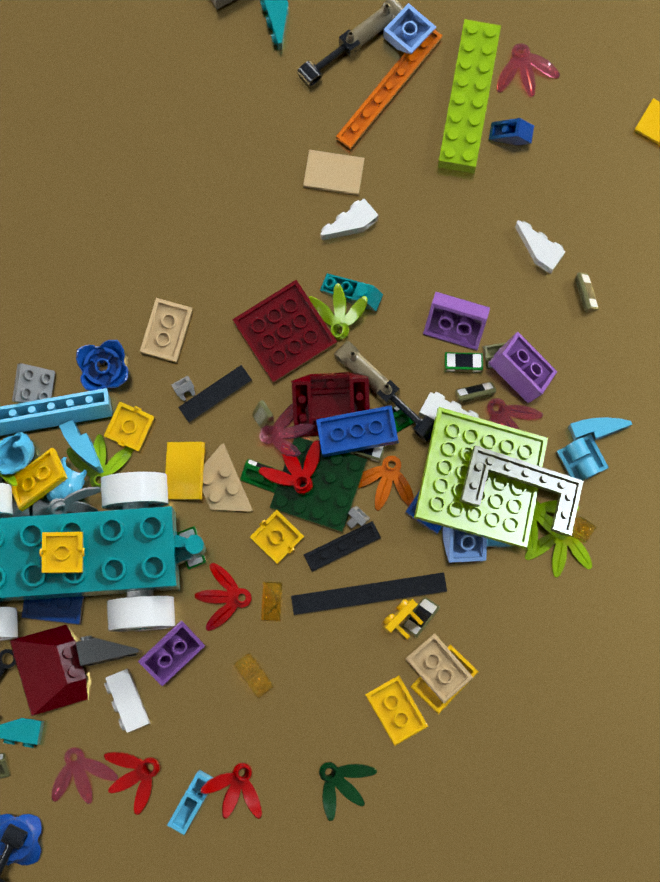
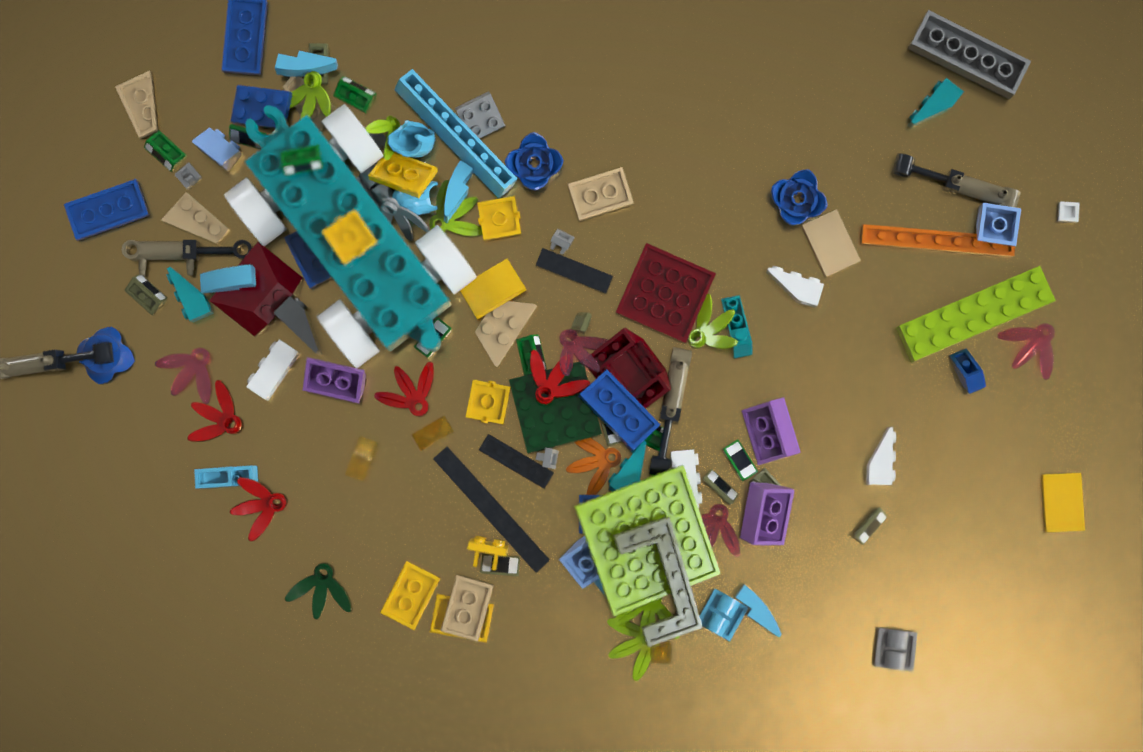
camera: 55 degrees right, 5 degrees up
(24, 686) = (228, 279): none -> medium azure slope
(271, 161) = (803, 184): none -> blue brick
(413, 454) = (630, 469): none -> teal slope

